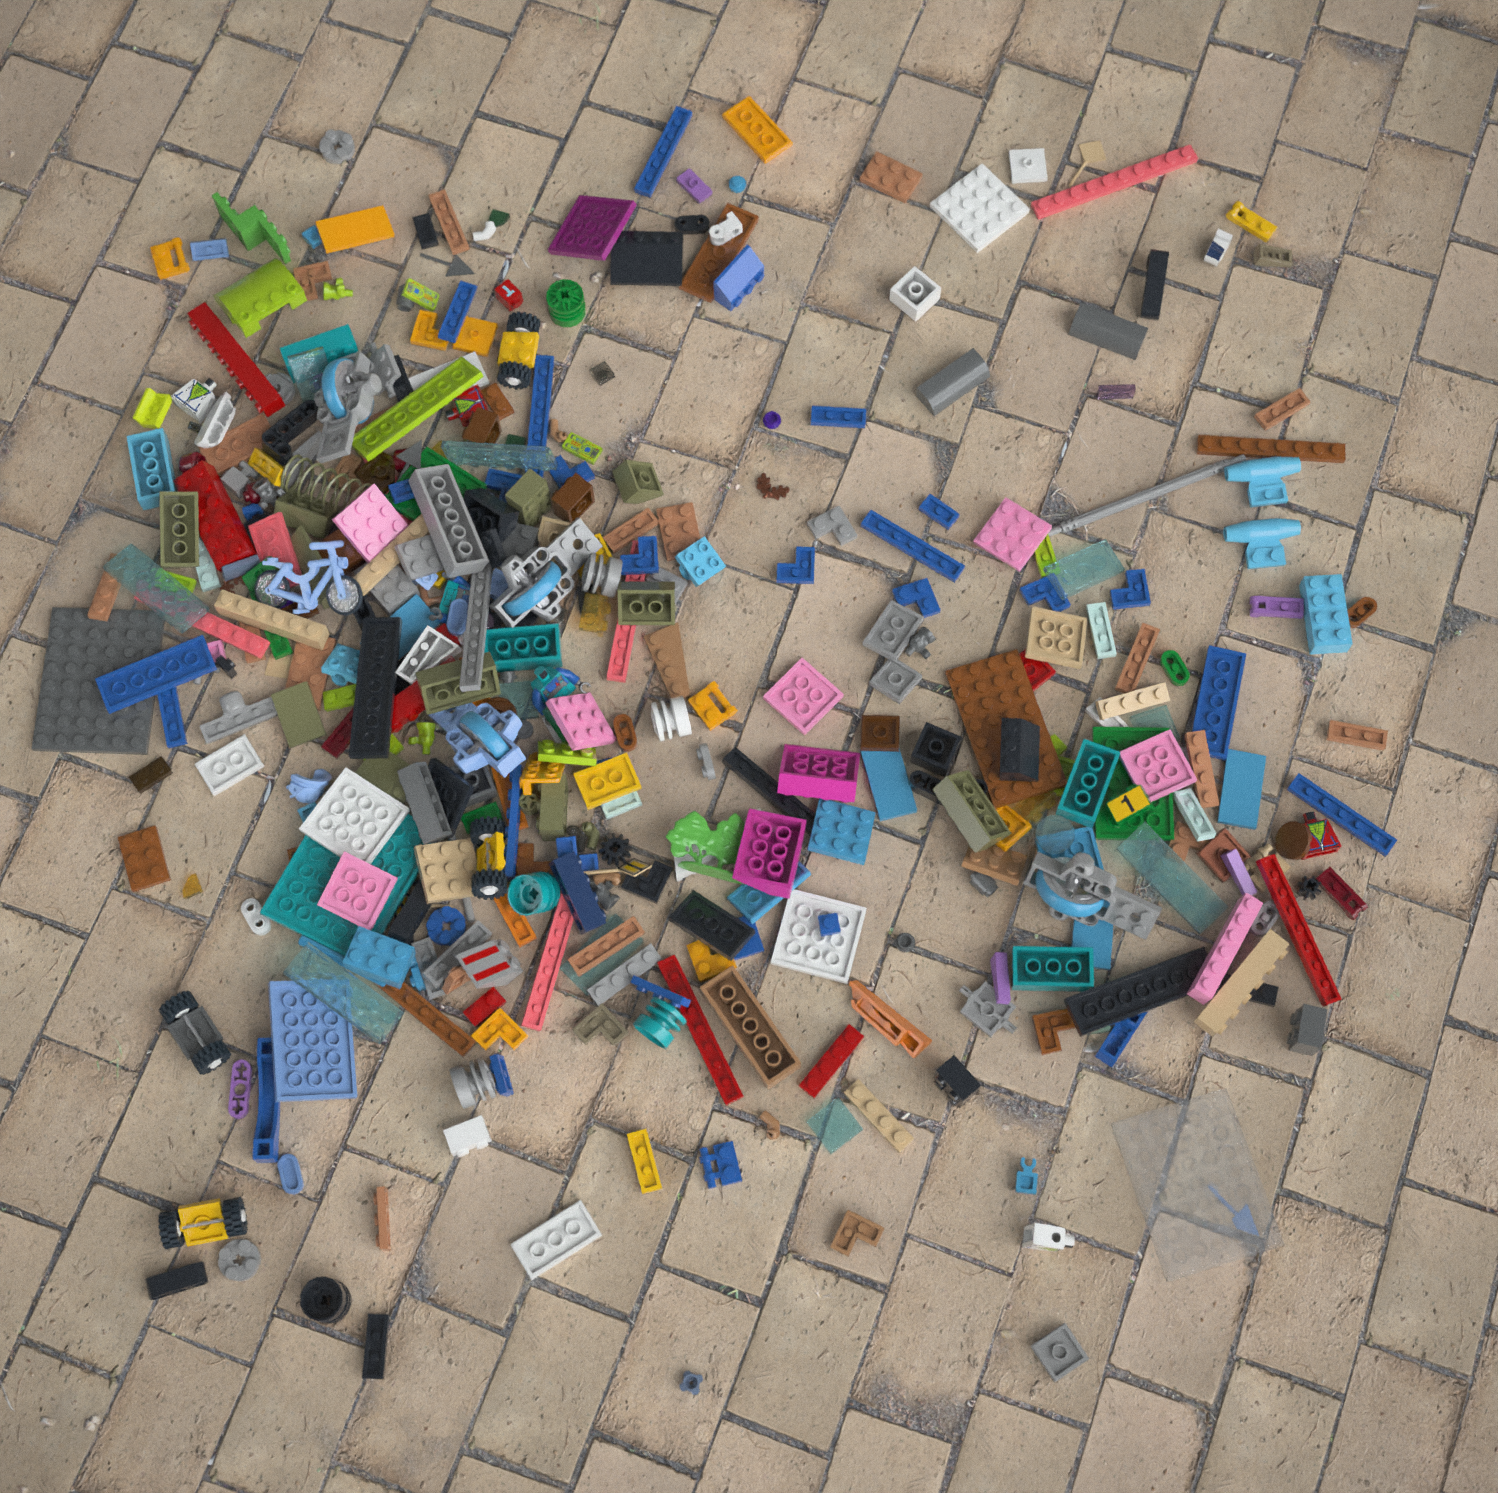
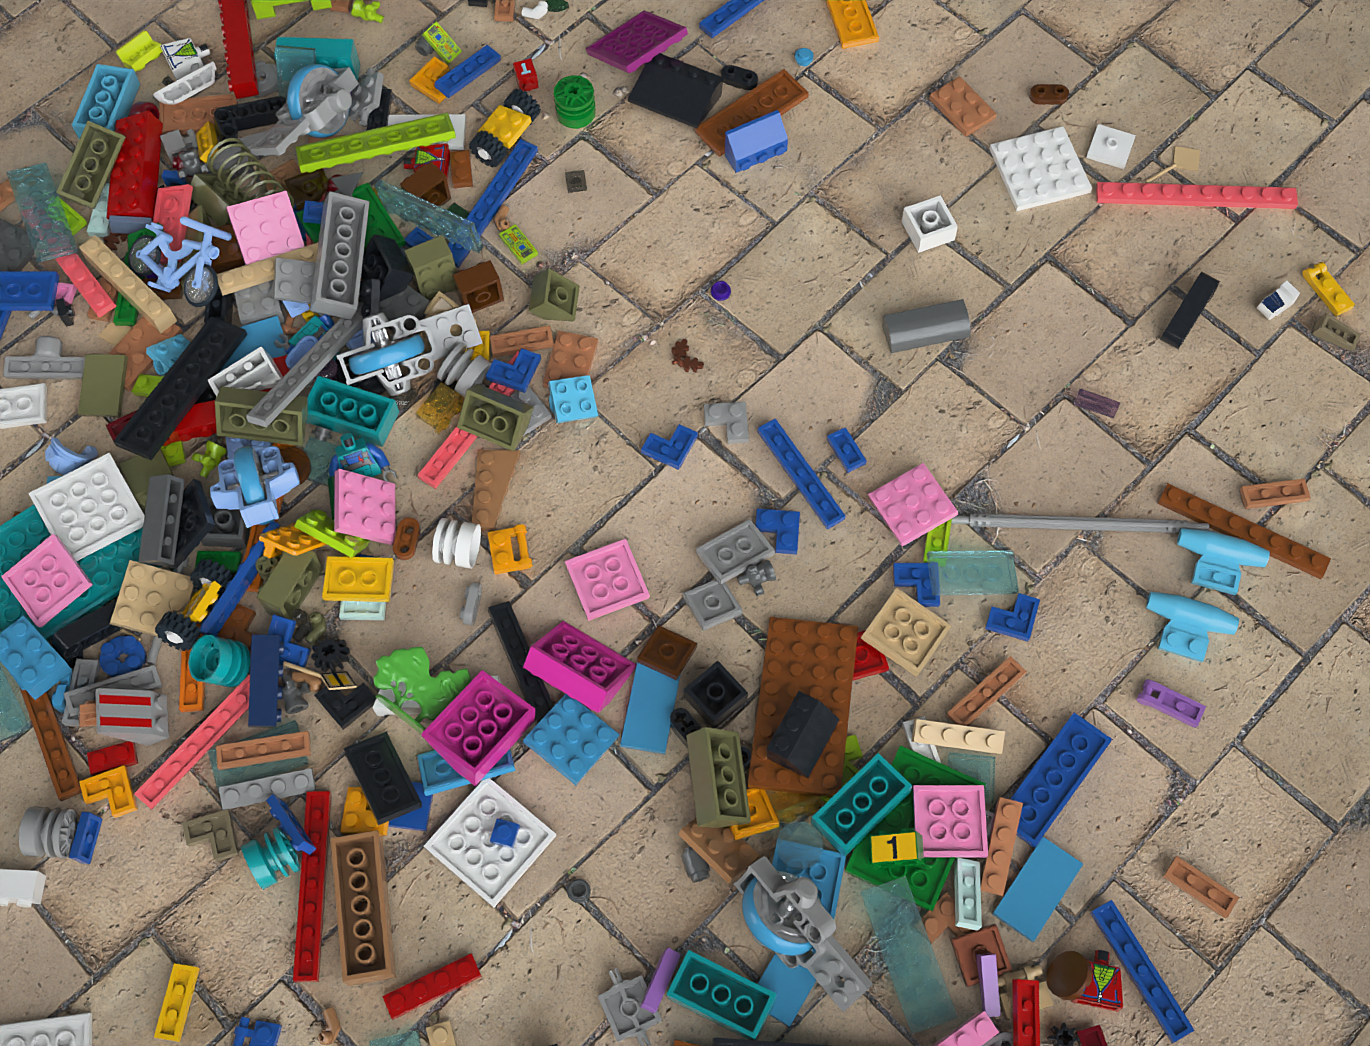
camera: 25 degrees right, 5 degrees down
(456, 268) = (492, 34): dark grey piece -> none
(476, 336) = (474, 101): light orange plate -> none
(526, 730) = (309, 492): dark grey plate -> none
(564, 472) = (504, 266): blue plate -> none
(694, 185) = (760, 43): medium lavender plate -> none
(726, 230) = (766, 92): white leg -> none
(838, 417) = (789, 314): blue plate -> none
(887, 1020) = (515, 969): orange wedge -> none
(957, 138) = (1051, 94): none -> reddish brown plate
(1101, 630) = (960, 645): light aqua plate -> none
(1108, 331) = (1118, 339): dark grey brick -> none
(1174, 669) = (1024, 721): green plate -> none
(1325, 614) = (1224, 735): medium azure brick -> none
(1359, 613) = (1264, 749): dark orange plate -> none

